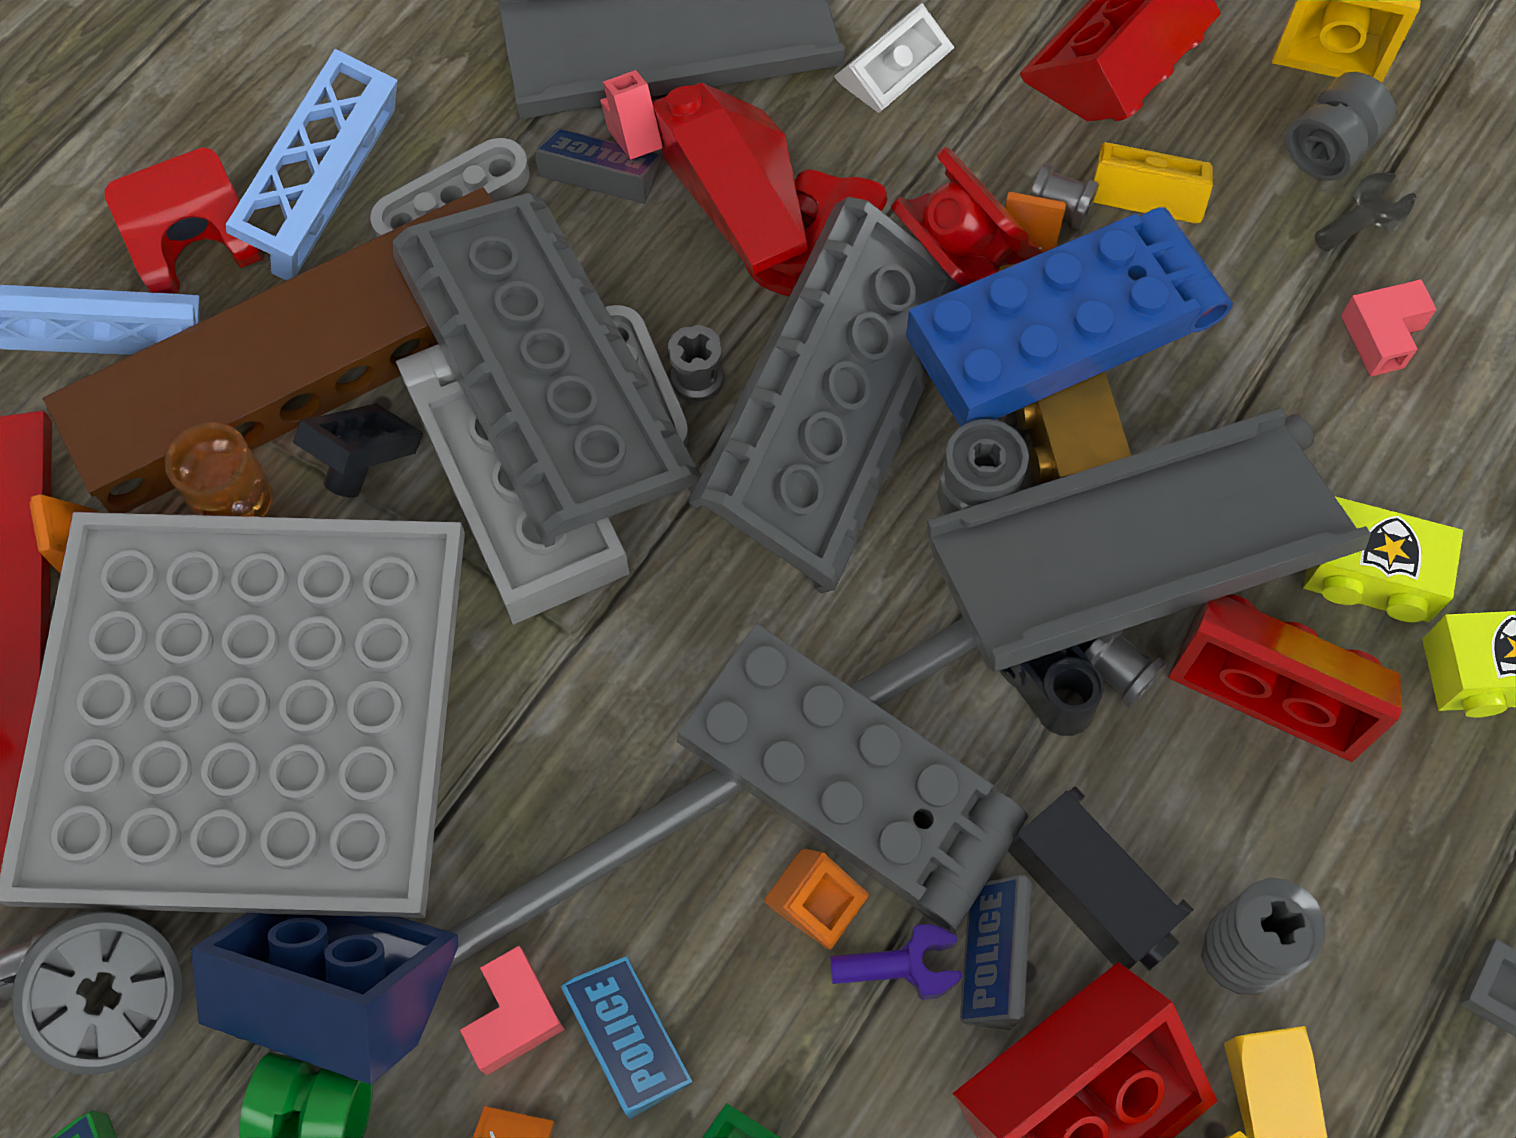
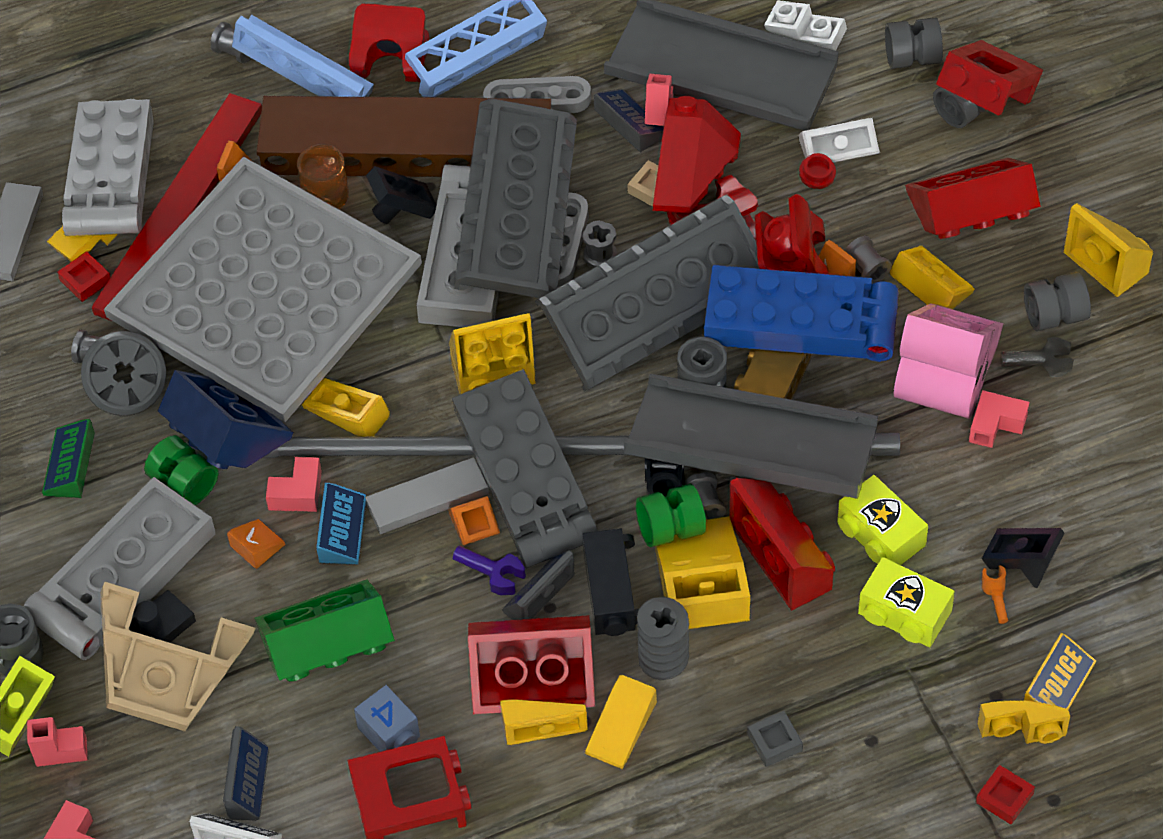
camera: 35 degrees right, 10 degrees down
(501, 825) = (348, 407): none -> yellow slope
(680, 622) = (492, 351): none -> yellow slope
(698, 242) = (643, 183): none -> tan plate
(719, 902) = (427, 495): none -> light grey tile
(902, 109) = (817, 171): none -> red plate
(1129, 729) = (670, 515): none -> green wheel
(1211, 782) = (706, 575): none -> yellow slope
(1300, 271) = (945, 358): none -> bright pink brick

